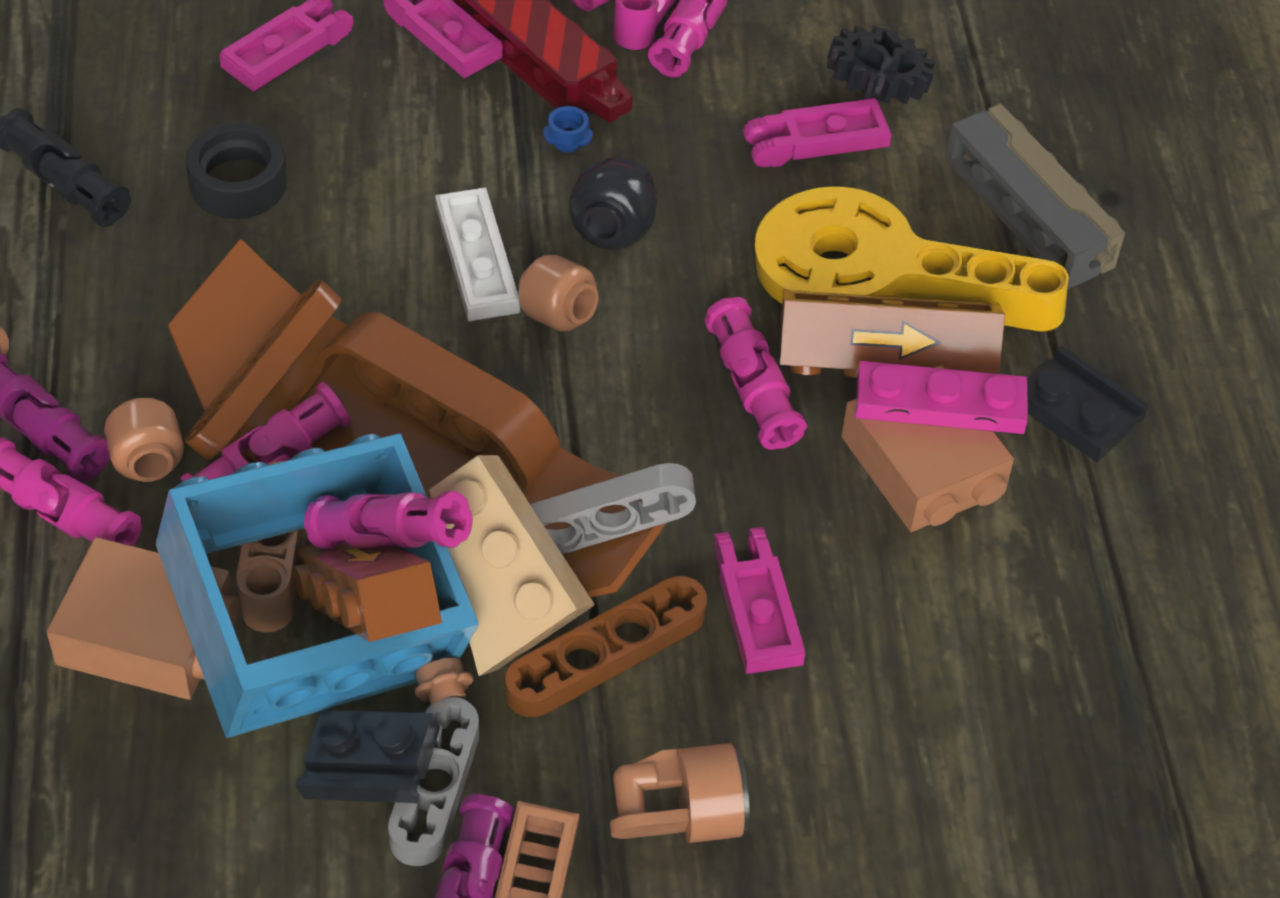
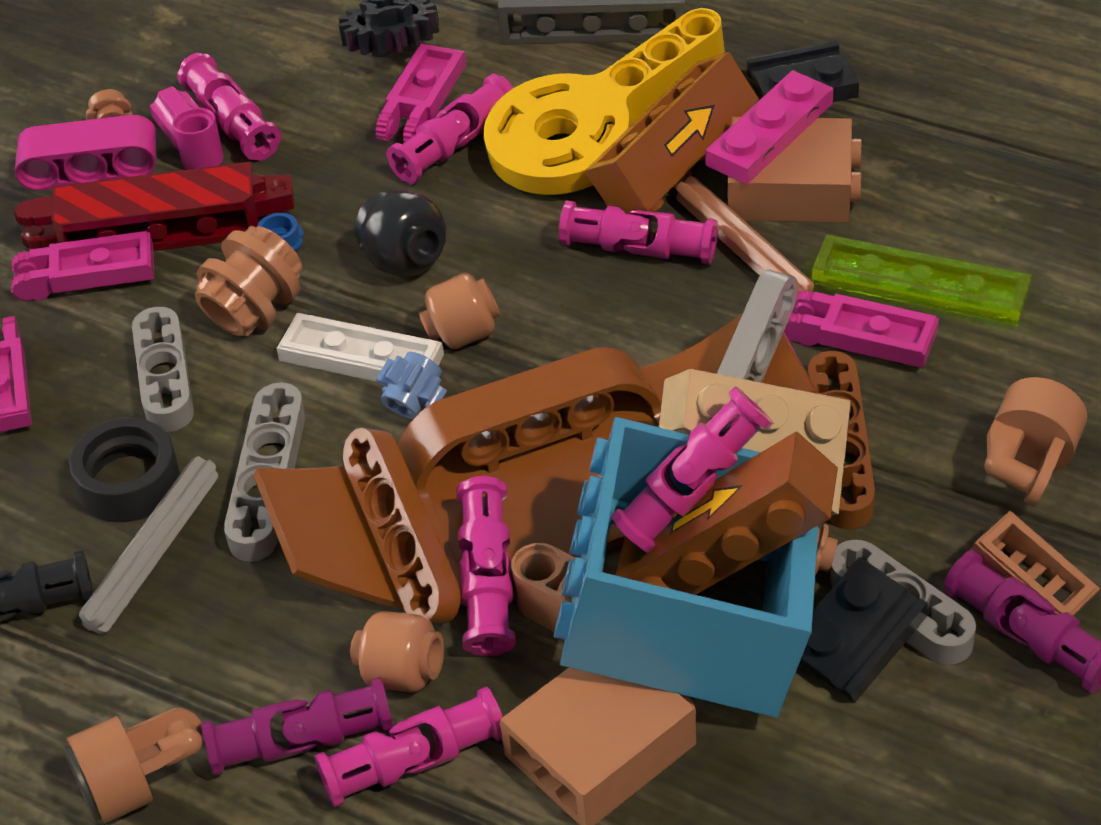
camera: 50 degrees left, 5 degrees down
(174, 228) = (148, 546): none -> light grey axle
(307, 268) = (261, 431): none -> light grey beam
(331, 165) = (174, 381): none -> light grey beam
(442, 302) = (410, 384): none -> medium blue gear
(483, 133) = (255, 273): none -> nougat piece
(767, 173) = (448, 131): none -> dark pink piece
(809, 461) = (736, 232): none -> nougat axle
(858, 622) = (922, 279): none -> clear neon green plate

